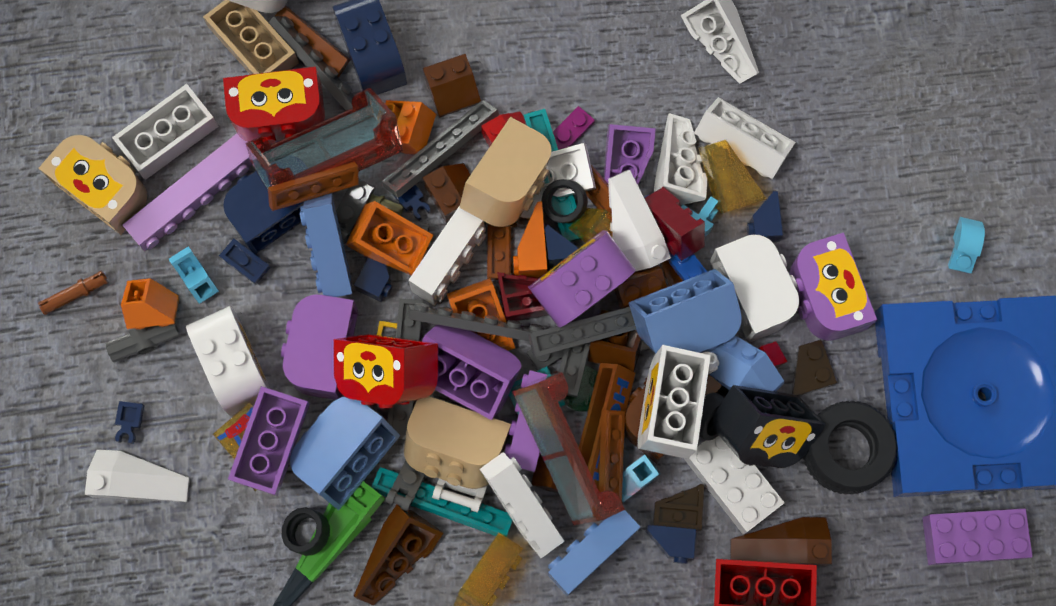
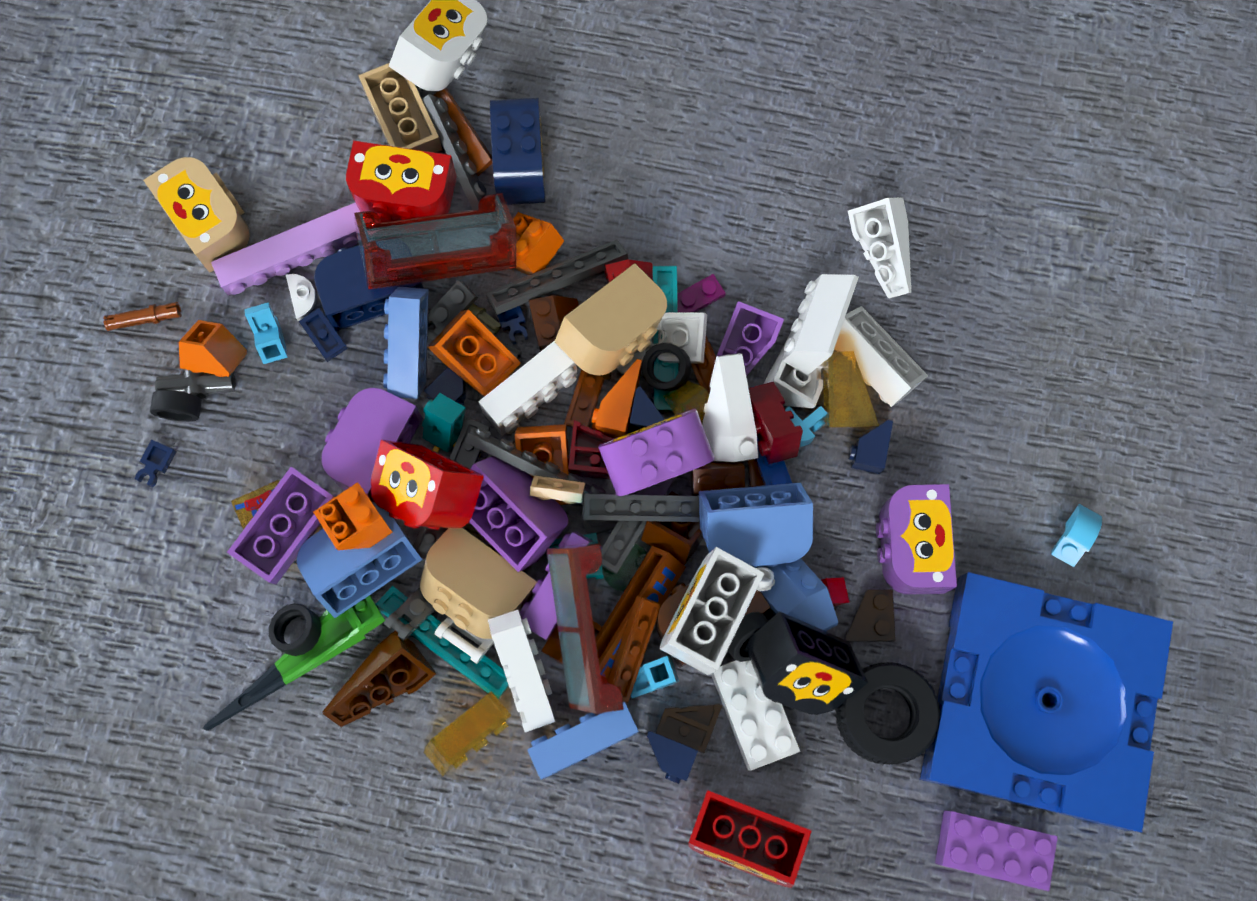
camera: 15 degrees right, 0 degrees up
(128, 477) = (136, 519): white wedge -> none
(132, 364) = (175, 405): none -> black tyre
(165, 131) = (284, 181): white brick -> none
(213, 231) = (302, 295): none -> white plate
(227, 359) = (271, 428): white brick -> none
(313, 186) = (409, 276): dark orange tile -> none
(332, 416) = (352, 520): none -> orange slope
(380, 308) = (443, 421): none -> teal brick
(452, 85) = (589, 215): reddish brown slope -> none
(500, 337) = (559, 489): none -> tan plate
(687, 121) = (819, 321): none -> white slope
(761, 284) = (843, 512): white brick -> none
(791, 542) = (797, 795): reddish brown wedge -> none

